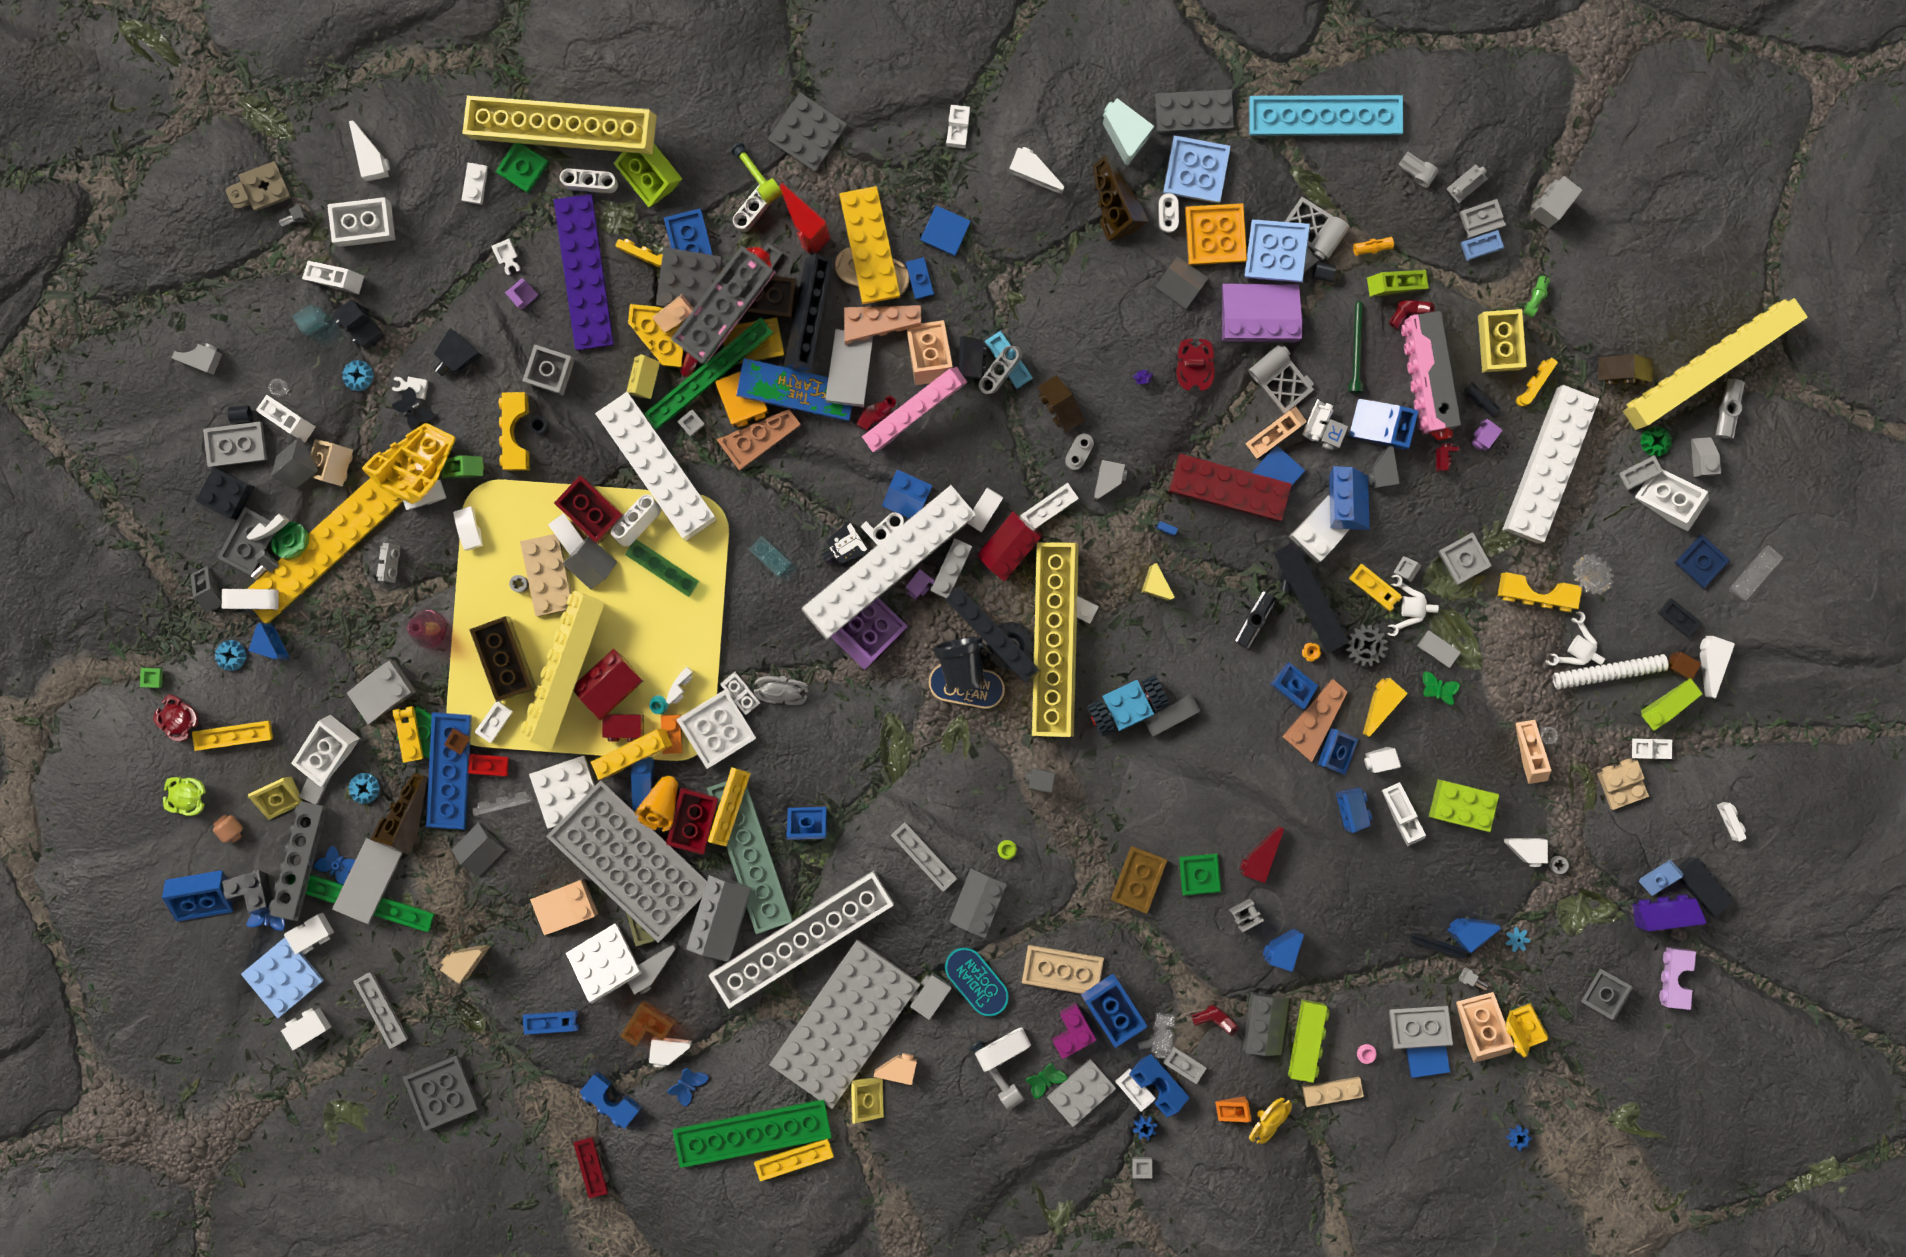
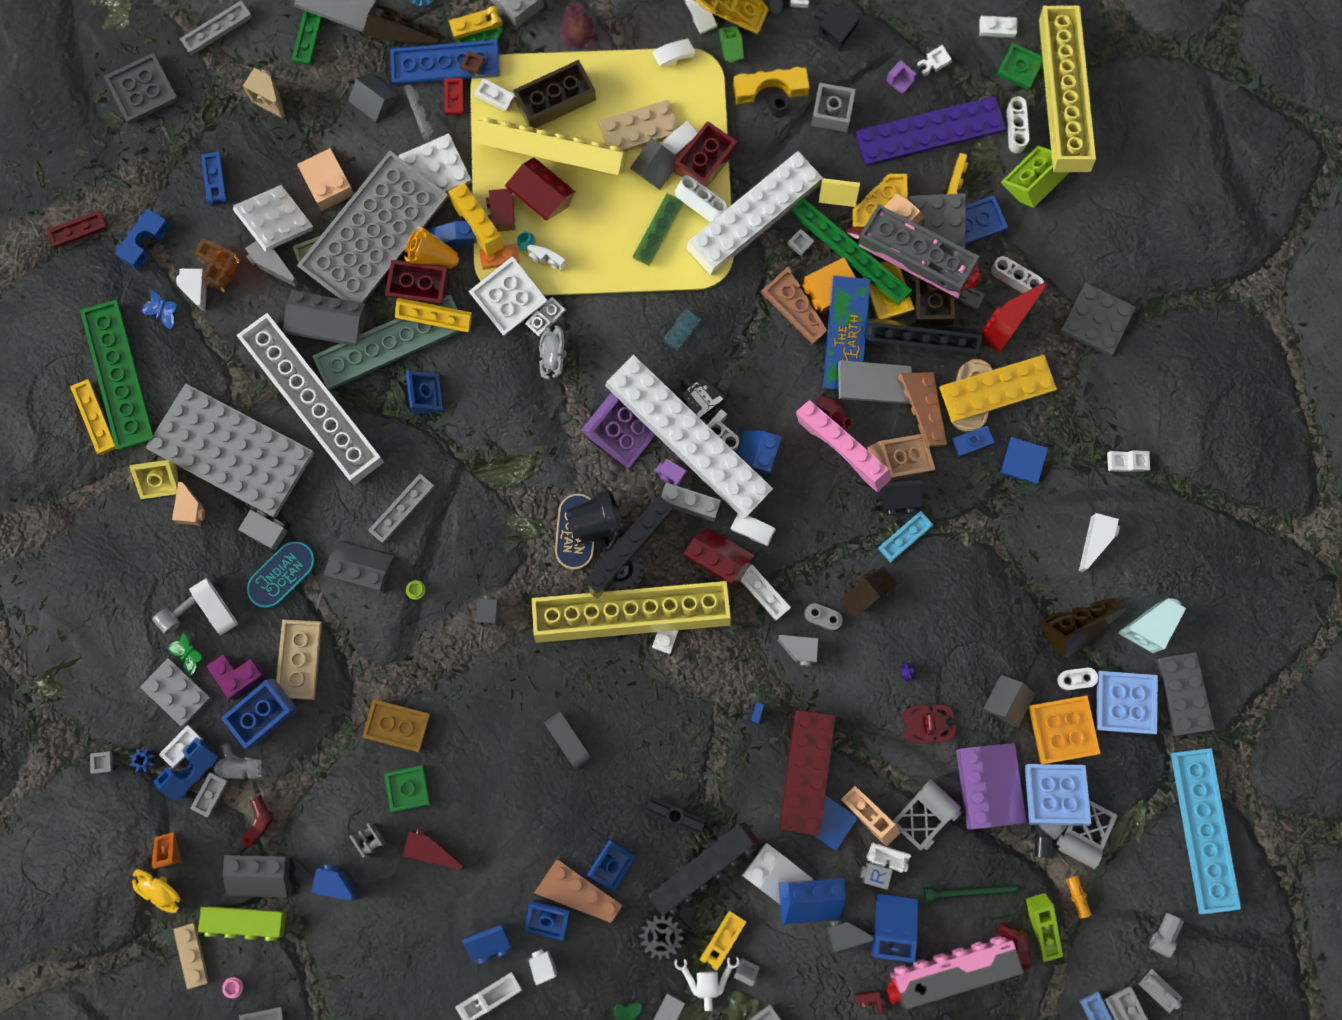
camera: 80 degrees right, 10 degrees down
(516, 578) = (627, 97): light grey bush -> none
(768, 189) = (1034, 280): lime piece -> none
(992, 374) = (899, 535): light grey beam -> none
(1128, 705) = (572, 692): plate -> none
(1156, 584) = (698, 707): light yellow slope -> none
(1306, 652) = (653, 879): light orange plate -> none
(1383, 702) = (605, 963): yellow slope -> none

